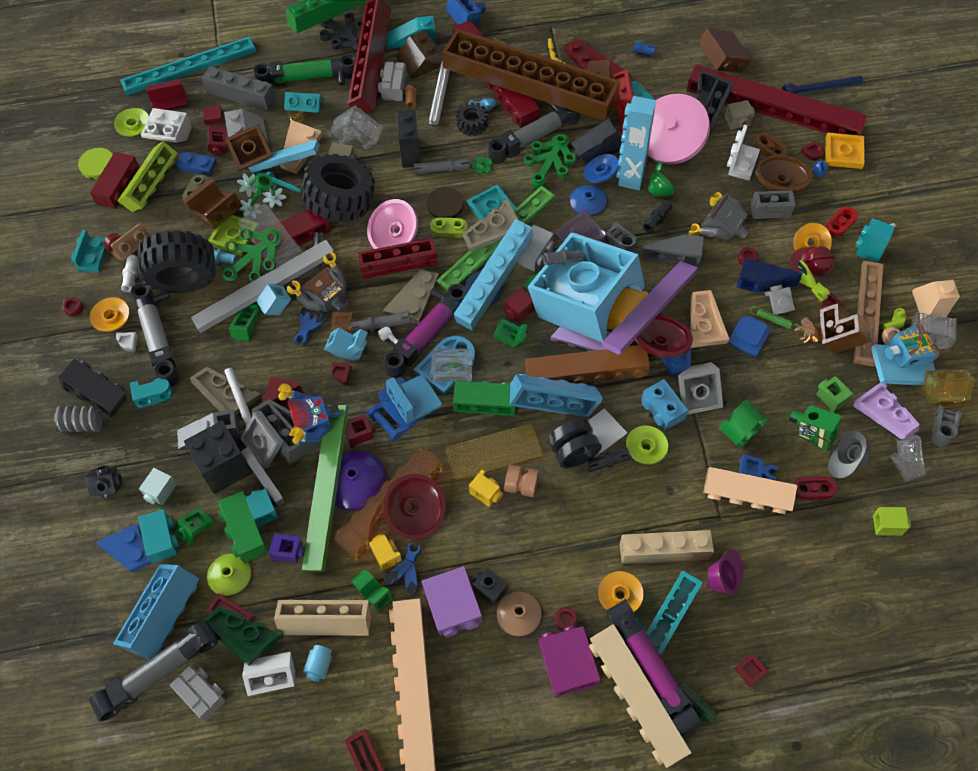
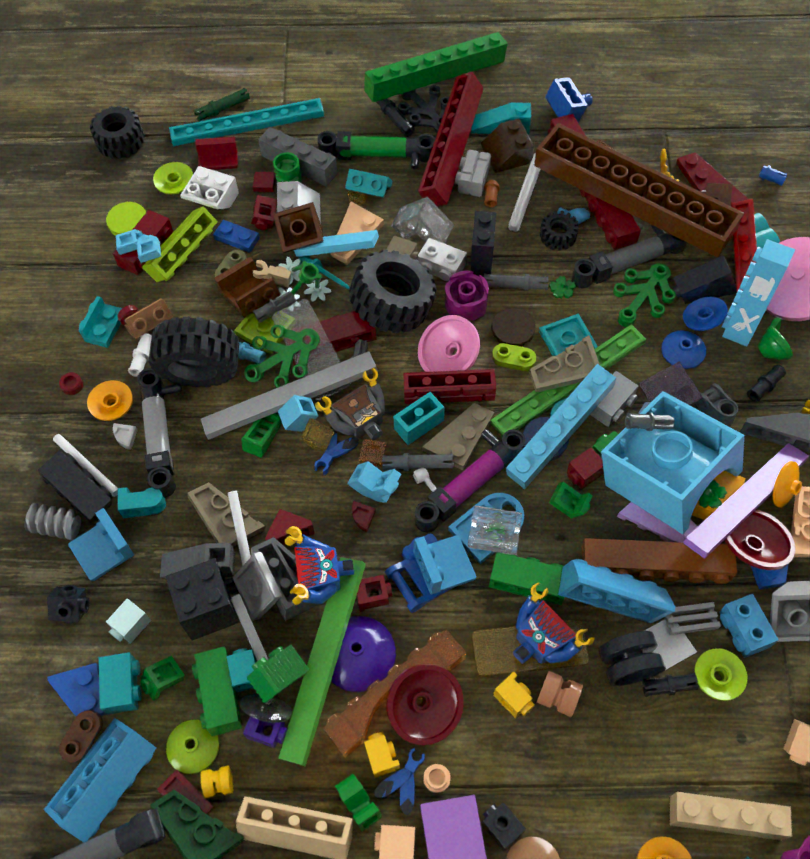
camera: 10 degrees right, 0 degrees up
(74, 89) = (117, 132): none -> black tyre
(111, 378) = (85, 464): none -> white bar
(119, 181) = (147, 246): none -> medium azure tile
(124, 433) = (100, 547): none -> dark azure bracket
(134, 582) = (81, 737): none -> reddish brown plate
(164, 53) = (224, 103): none -> dark green pin
(230, 99) = (287, 167): none -> green wheel
(233, 219) = (274, 306): none -> dark grey axle
(239, 188) = (278, 274): none -> tan plate
(253, 595) = (216, 781): none -> yellow wheel
(285, 530) = (272, 711): none -> clear smoke dish
(289, 501) = (277, 673): none -> green brick
(292, 314) = (317, 435): none -> clear yellow slope
(312, 37) = (389, 108): none -> black pin
(376, 287) = (419, 418): none -> teal brick
(377, 157) = (442, 259): none -> white brick
(401, 182) = (466, 295): none -> magenta brick
(432, 562) = (436, 778): none -> light nougat plate
(502, 436) = (545, 633): none -> torso
(621, 308) = (712, 494): none -> green plant
(633, 401) = (712, 615): none -> light grey tile
(681, 291) = (786, 484): none -> light orange dish

